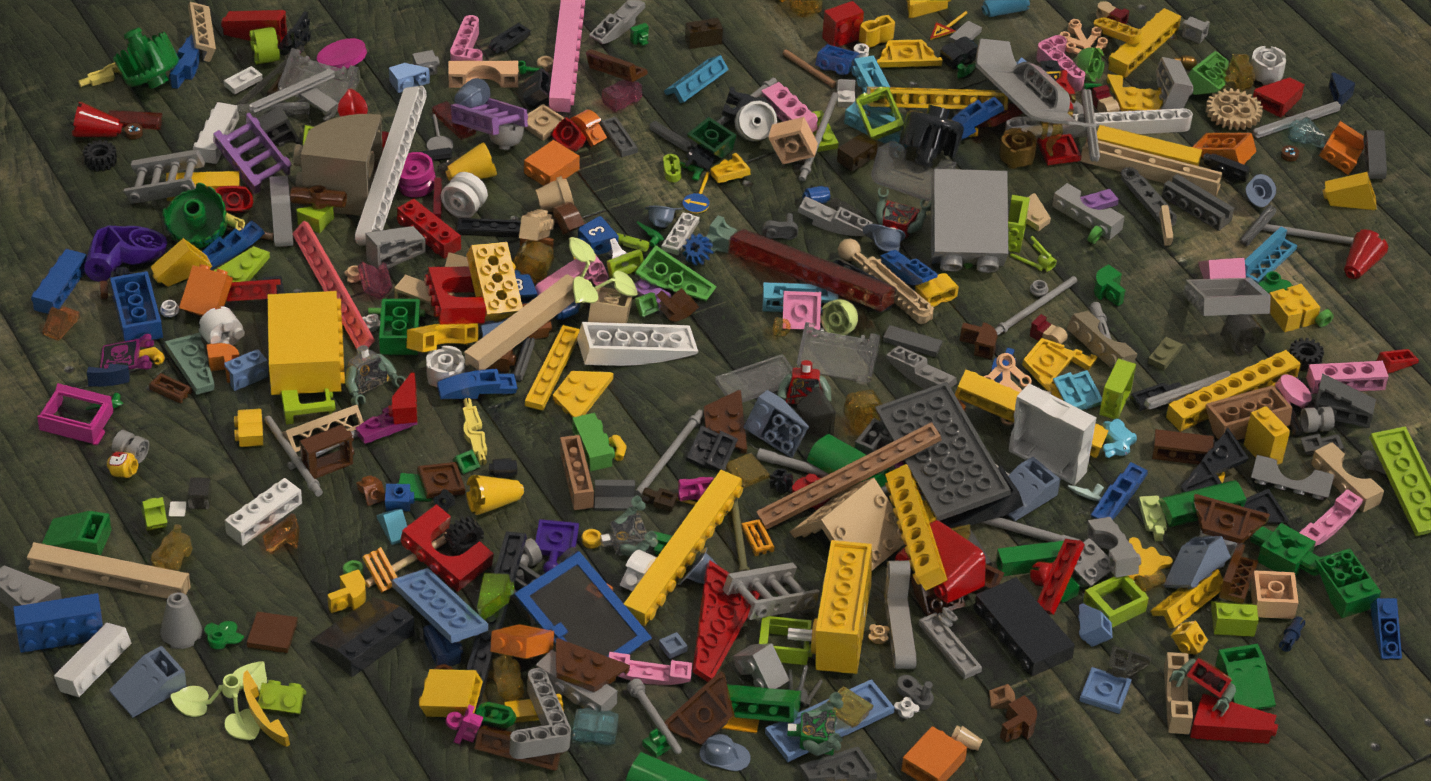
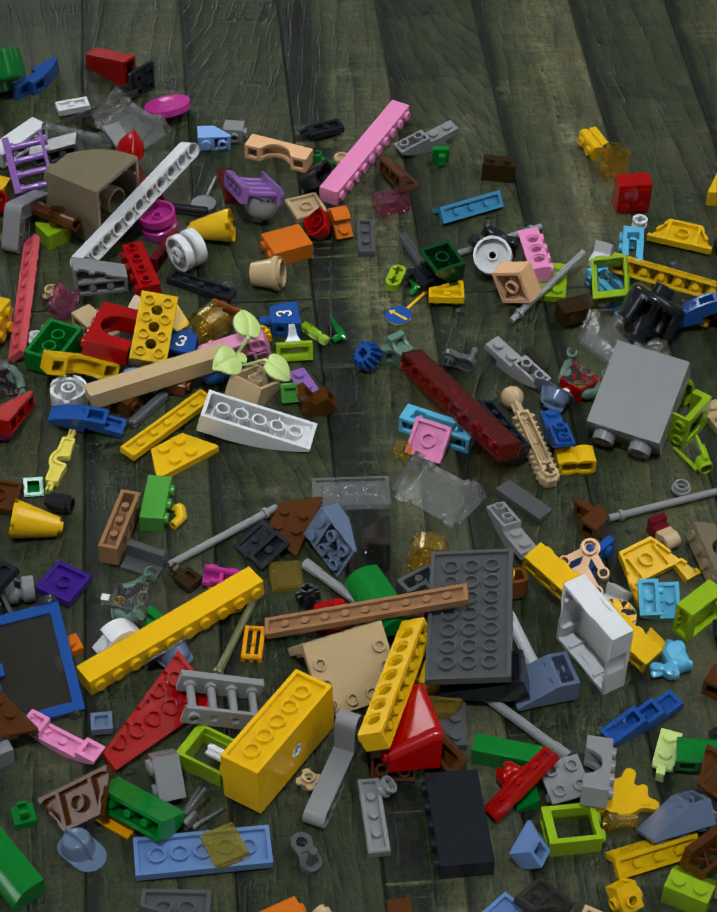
camera: 25 degrees right, 0 degrees up
(205, 33) = (68, 56): tan fence -> none
(264, 45) = (105, 80): lime brick -> none
(291, 91) = (94, 122): light grey axle -> none
(465, 40) = (282, 121): bright pink beam -> none
(473, 93) = (251, 166): sand blue piece -> none
(536, 225) = (226, 291): tan brick -> none
(567, 217) = (264, 294): reddish brown brick -> none
(591, 538) = (94, 593): yellow tile -> none
(637, 689) = (38, 754): light grey piece -> none
(661, 215) = (354, 317): sand blue piece -> none
(669, 273) = (326, 370): bright green wedge -> none
(682, 230) = (373, 333): white tile -> none
(801, 382) = (385, 504): torso -> none
(809, 68) = (580, 223): medium nougat bar -> none
(818, 728) = (177, 857): torso -> none
(820, 194) = (514, 338): blue brick -> none
(836, 59) = (608, 222): blue plate -> none
(839, 317) = (462, 457): yellowish green cylinder -> none
(877, 31) = (662, 207): yellow brick -> none
(906, 708) = (288, 872): white plate -> none
(1001, 697) = (393, 889): medium nougat slope -> none
(1087, 493) = (610, 707): light aqua bar -> none

